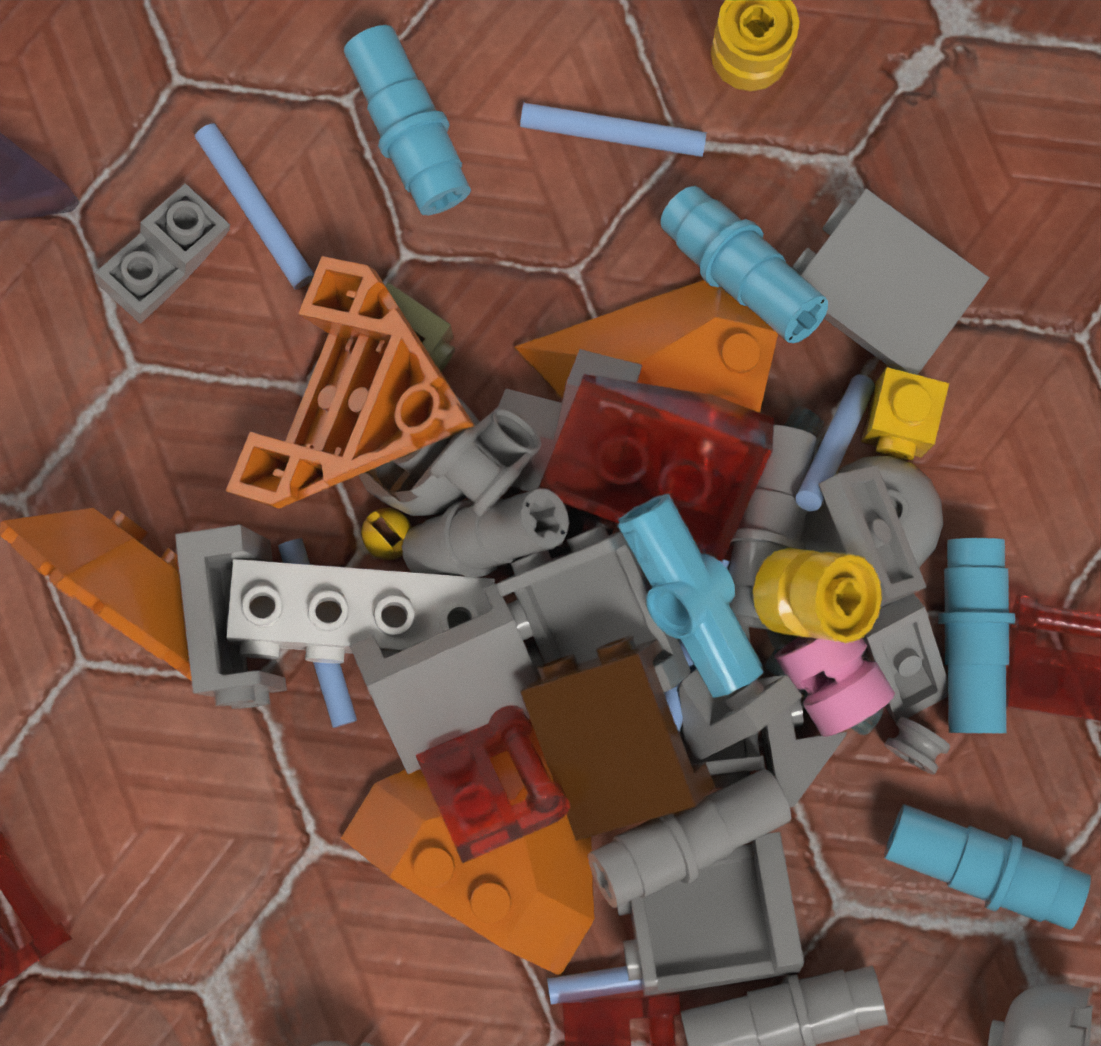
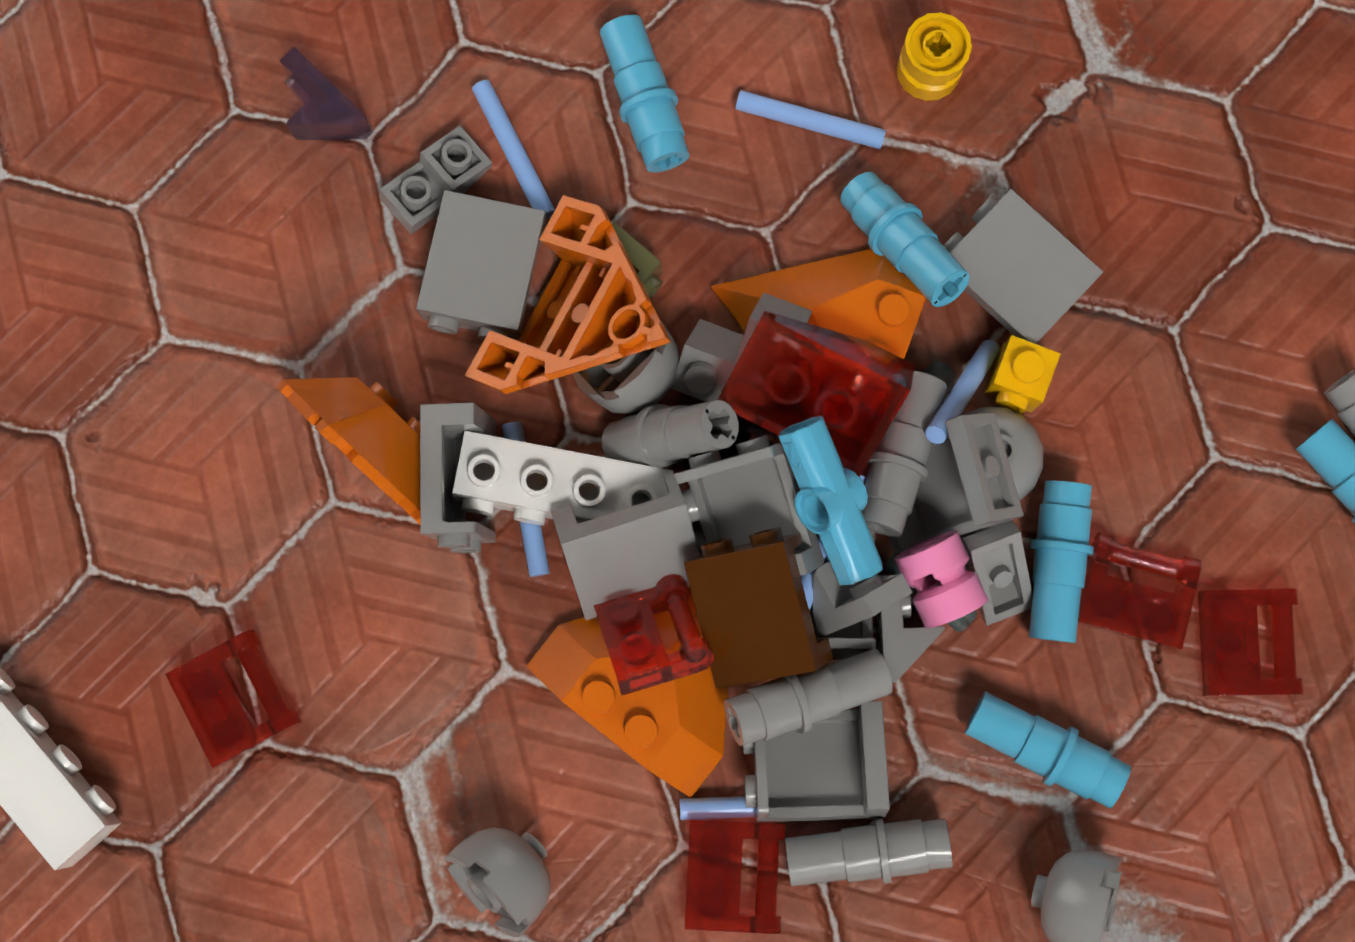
camera: 10 degrees right, 0 degrees up
(230, 353) = (480, 266): none -> light grey panel
(375, 541) = (580, 430): yellow hinge -> none
(488, 457) = (679, 370): light grey piece -> none
(817, 594) = (934, 511): yellow wheel -> none
(917, 745) = (1001, 645): light grey bush -> none

